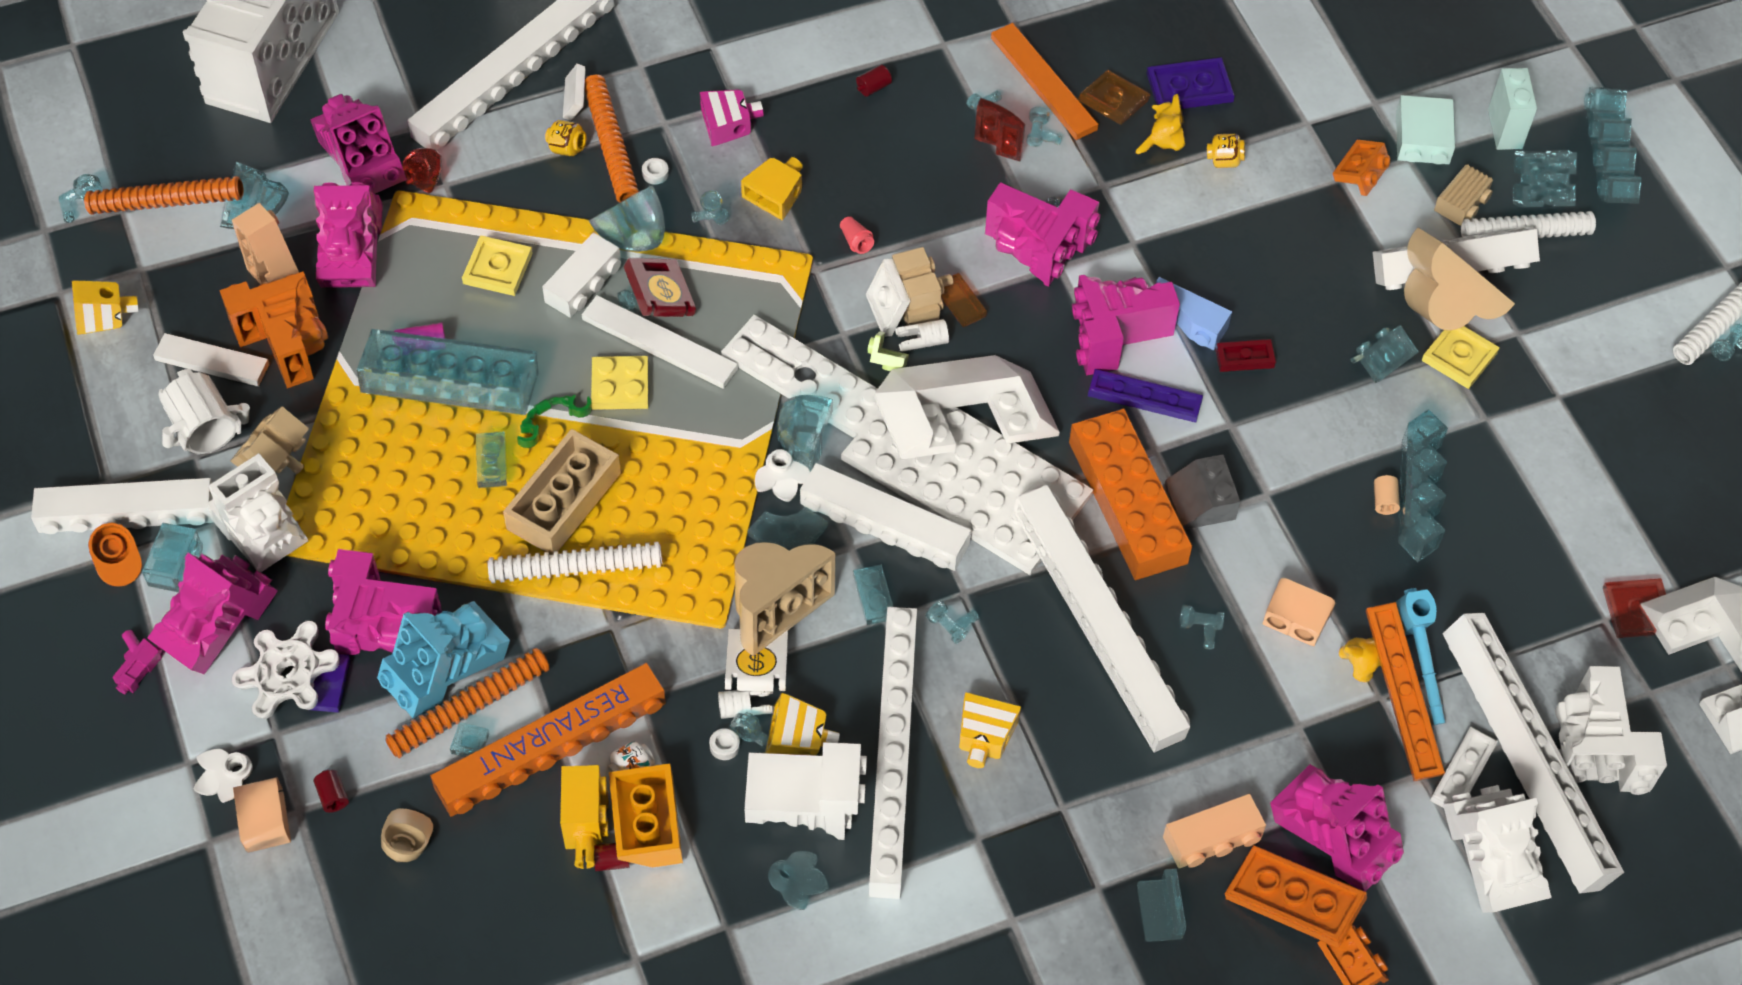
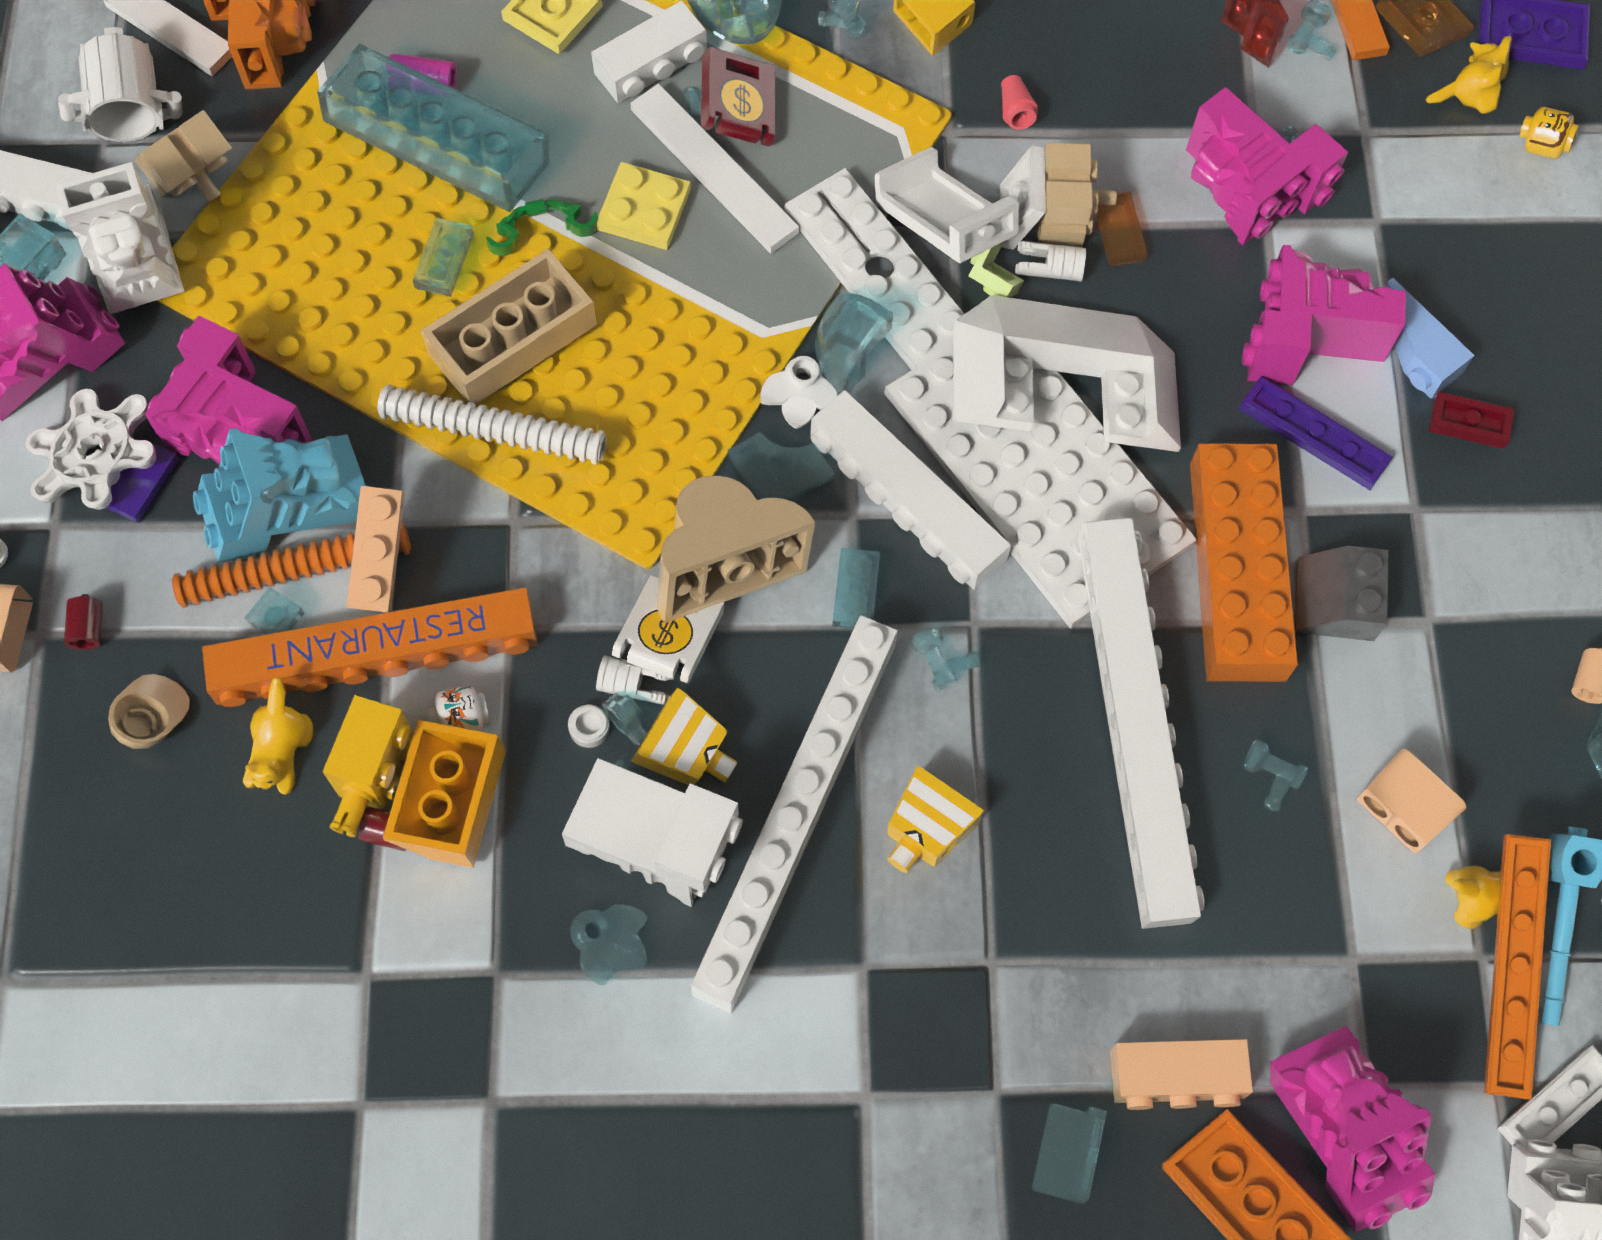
camera: 20 degrees right, 10 degrees up
(506, 819) = (276, 735): none -> yellow animal
(530, 668) = (375, 549): none -> light nougat brick
(836, 321) = (944, 208): none -> white panel

